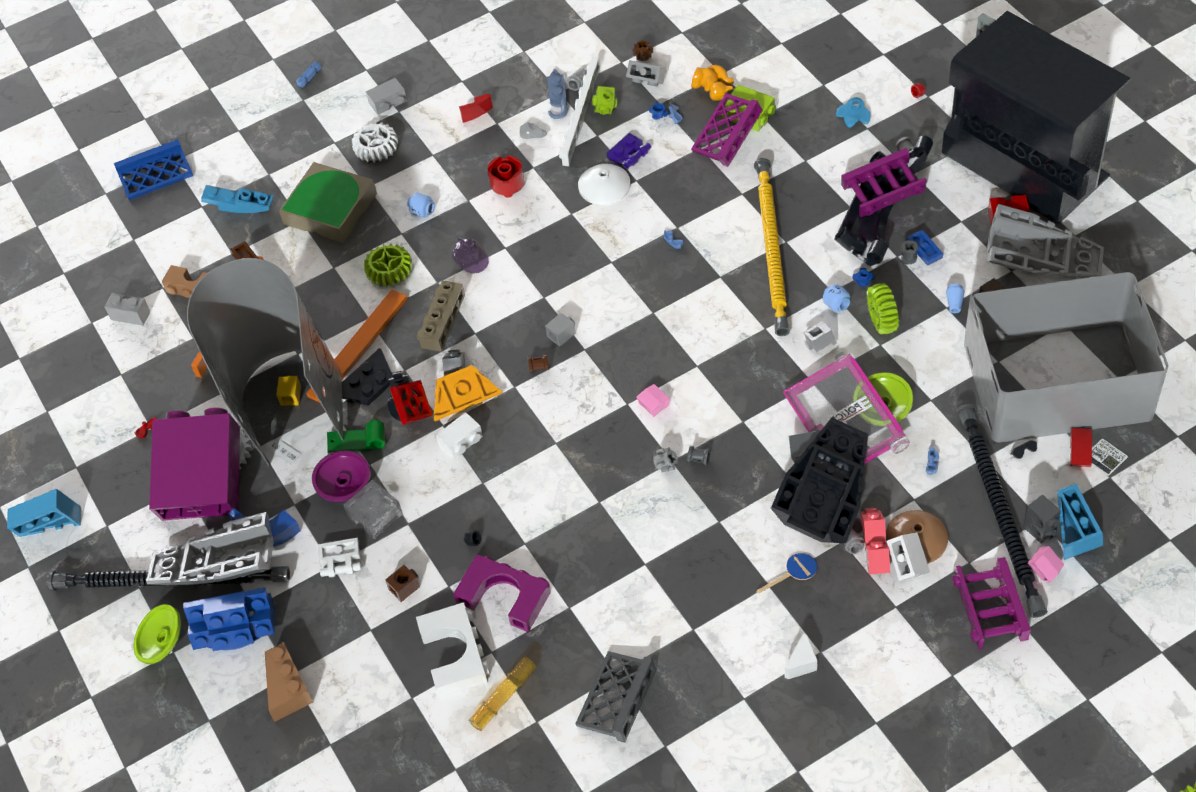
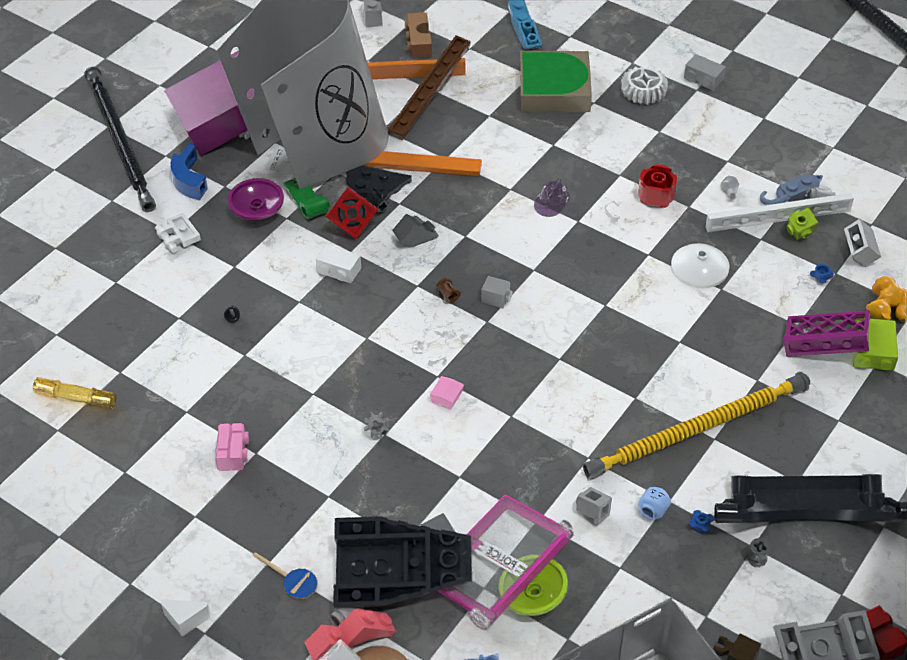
camera: 60 degrees right, 5 degrees down
(43, 512) = (152, 43): dark azure wedge -> none
(157, 634) = (58, 151): lime dish -> none
(220, 555) = (140, 152): light grey wedge -> none
(229, 620) = (78, 179): blue piece -> none
(284, 684) = (39, 243): medium nougat wedge -> none
(308, 74) = (699, 15): medium blue axle -> none
(373, 509) = (230, 232): clear piece -> none
(377, 264) = (506, 146): lime gear -> none
(399, 589) = (164, 282): reddish brown brick -> none
(421, 205) = (589, 142): light blue head -> none
(441, 316) = (468, 202): dark tan brick -> none
(461, 391) = (386, 245): light orange wing -> none
(469, 669) = (95, 360): white arch -> none
(474, 110) = (733, 138): red slope -> none
(486, 573) = (187, 374): magenta arch -> none
(625, 148) = (754, 268): dark purple plate -> none
(632, 703) = (98, 490): dark grey fence -> none
(635, 577) = (231, 447): none -> bright pink brick
(642, 50) = (893, 232): reddish brown gear -> none
(668, 237) = (662, 338): medium blue piece -> none
(674, 115) = (824, 290): medium blue piece -> none
(698, 455) = (395, 450): dark grey bush -> none
(882, 308) = (656, 546): lime gear -> none
(883, 166) = (838, 472): magenta fence -> none
(926, 247) = (775, 566): blue plate -> none
(955, 297) = (719, 617): light blue cone -> none

